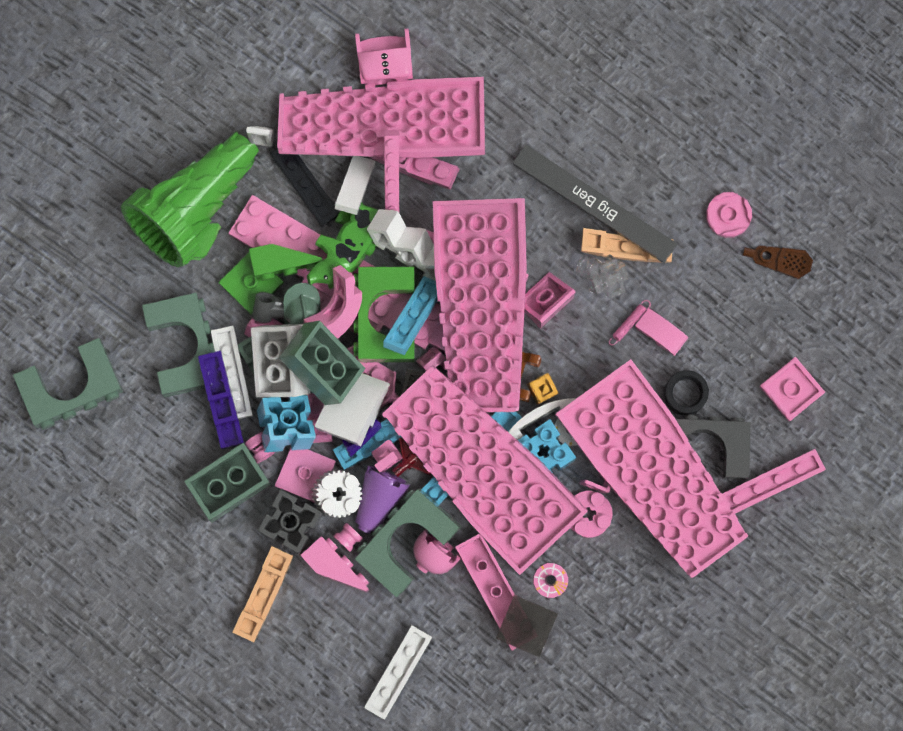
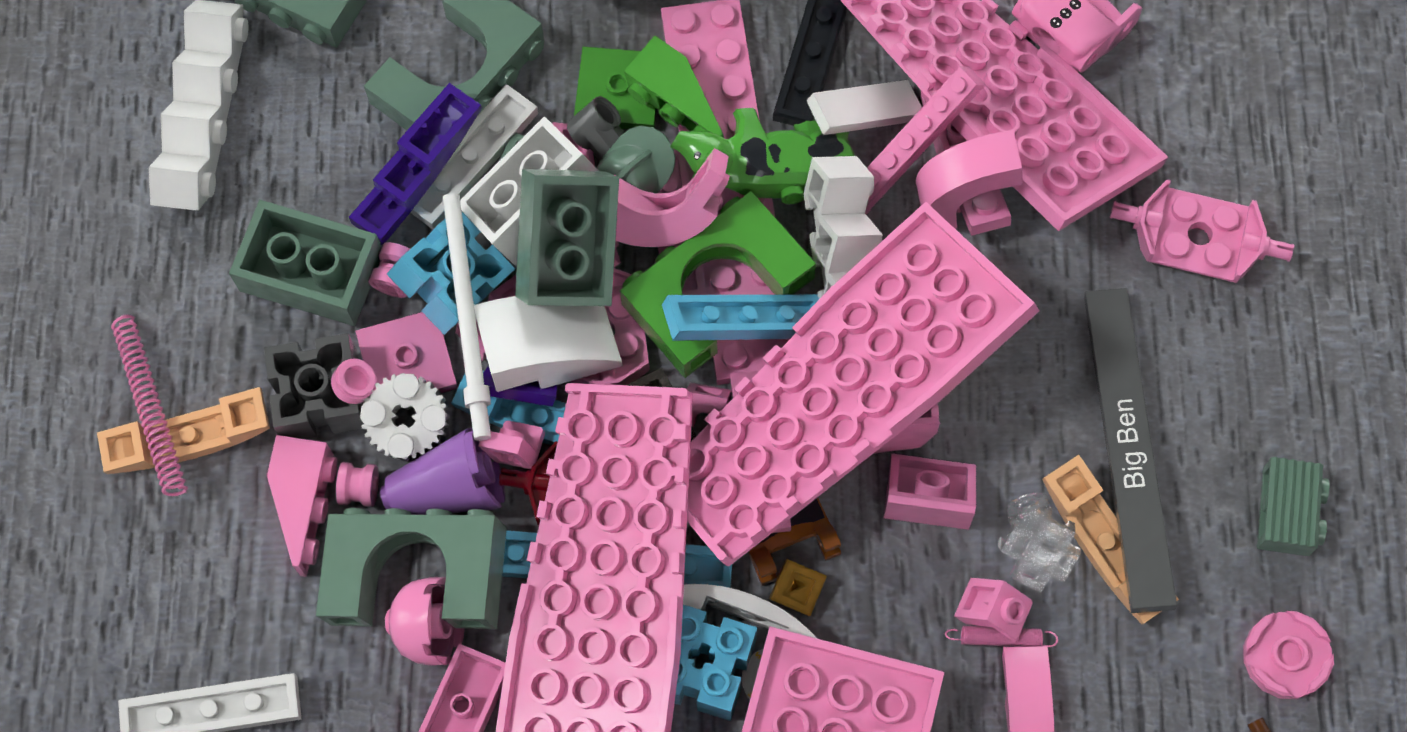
camera: 55 degrees right, 10 degrees down
(105, 474) = (202, 93): none -> white brick
(237, 600) = (147, 408): none -> bright pink piece
(307, 503) = (353, 381): none -> bright pink tile
(358, 456) = (476, 393): none -> white bar
(429, 171) = (968, 171): none -> bright pink arch
(538, 78) = (1233, 230): none -> bright pink plate
(616, 316) = (994, 605): none -> bright pink bracket
(672, 160) = (1292, 506): none -> sand green brick

